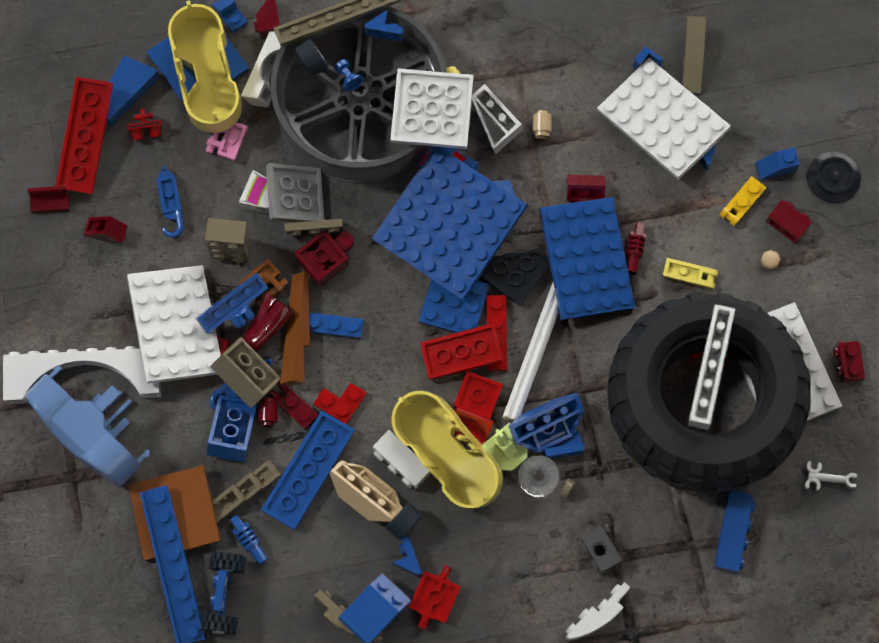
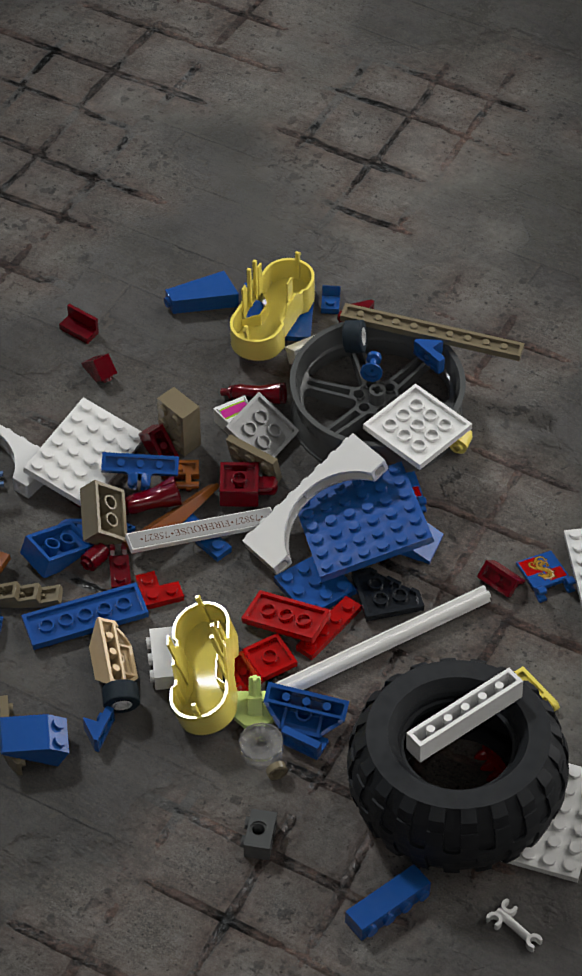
camera: 40 degrees right, 25 degrees down
(84, 135) = (144, 298): red plate -> none
(136, 128) = (196, 321): red hips -> none
(170, 201) = (165, 380): blue plate -> none
(222, 268) = (157, 441): none -> dark red slope
(230, 143) = (247, 371): bright pink plate -> none
(266, 152) = (273, 393): none -> dark red piece
(332, 326) = (195, 530): none -> light grey tile
(391, 291) = (348, 462): none -> white arch
(434, 597) = (92, 770): red plate -> none
(496, 118) = (469, 484): white wedge -> none
(542, 124) = (506, 512): tan brick -> none
(586, 258) = (452, 615): blue plate -> none
(593, 620) = (204, 882): white slope -> none
(612, 158) = (543, 572): none -> blue flag
(635, 247) = (503, 644): dark red hinge -> none

